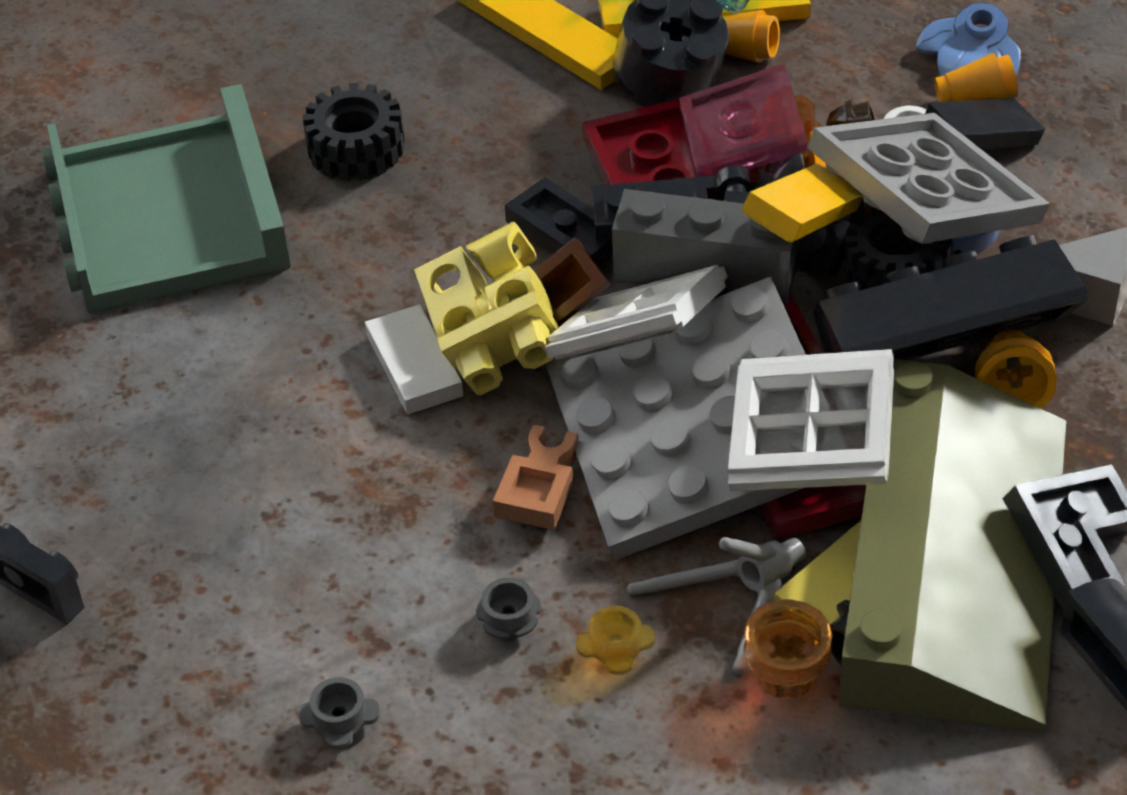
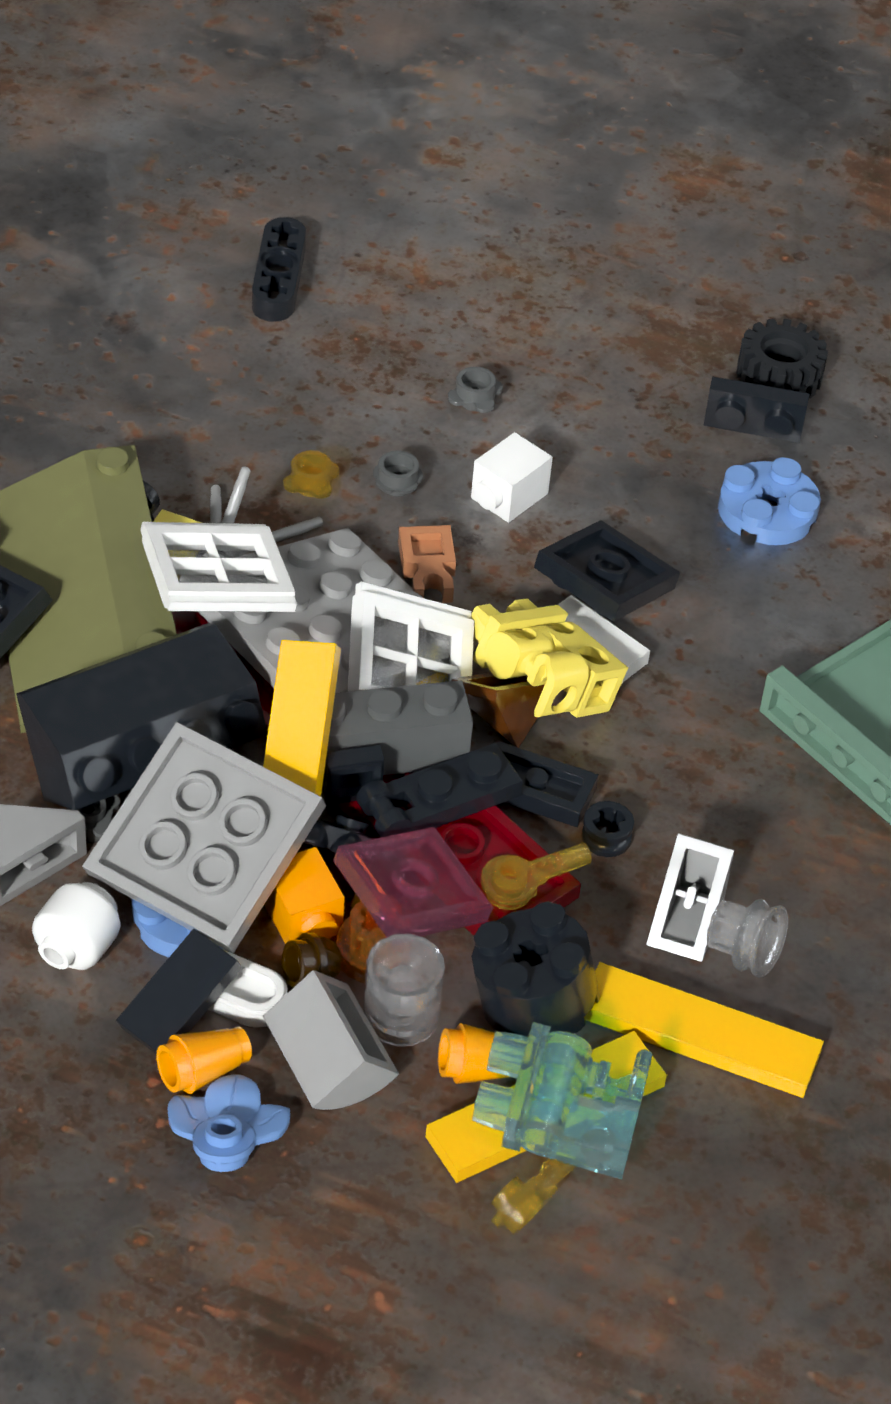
camera: 150 degrees right, 0 degrees up
(88, 441) = (781, 481): none -> medium blue plate
(352, 404) = (606, 570): none -> black plate
(358, 151) = (790, 854): black tyre -> none
(382, 552) = (511, 477): none -> white brick
(461, 54) = (749, 934): none -> clear piece
(487, 99) = (689, 896): none -> slope
(515, 170) = (609, 814): none -> black bush
(645, 119) = (513, 881): none -> clear yellow plate
(786, 633) = (181, 475): clear orange piece -> none
(799, 49) = (404, 989): none -> clear wheel
(863, 64) = (329, 1043): none -> light grey brick
(1074, 200) = (76, 926): none -> white head

